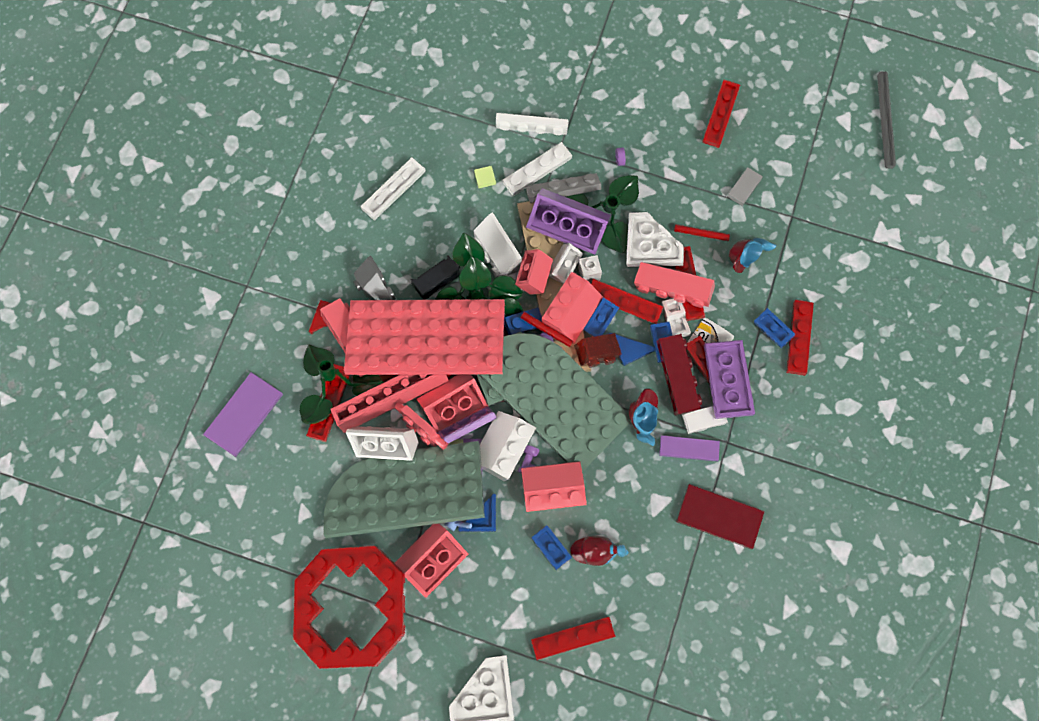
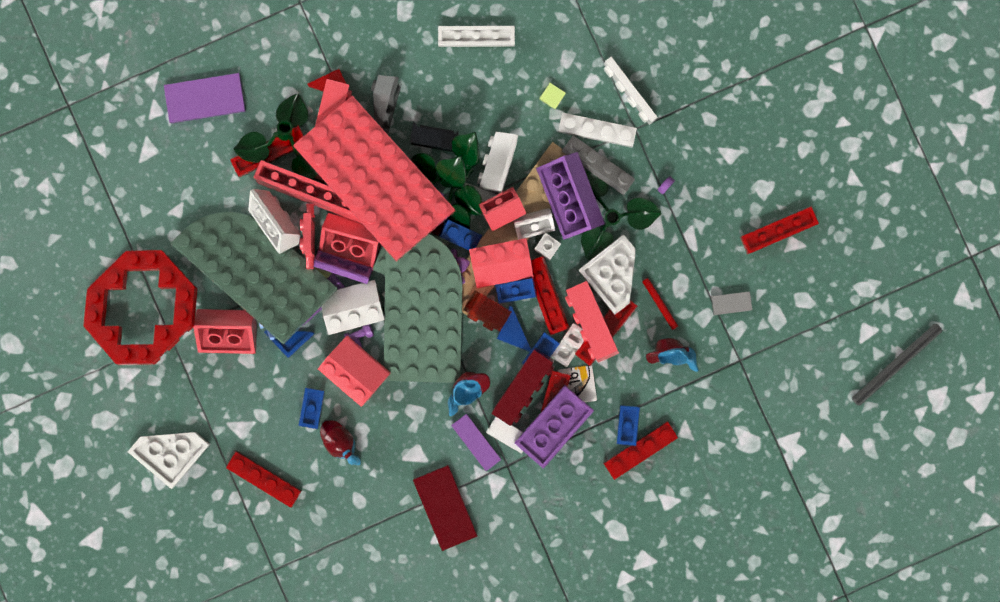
camera: 50 degrees right, 15 degrees up
(546, 329) = (467, 259): red bar -> none

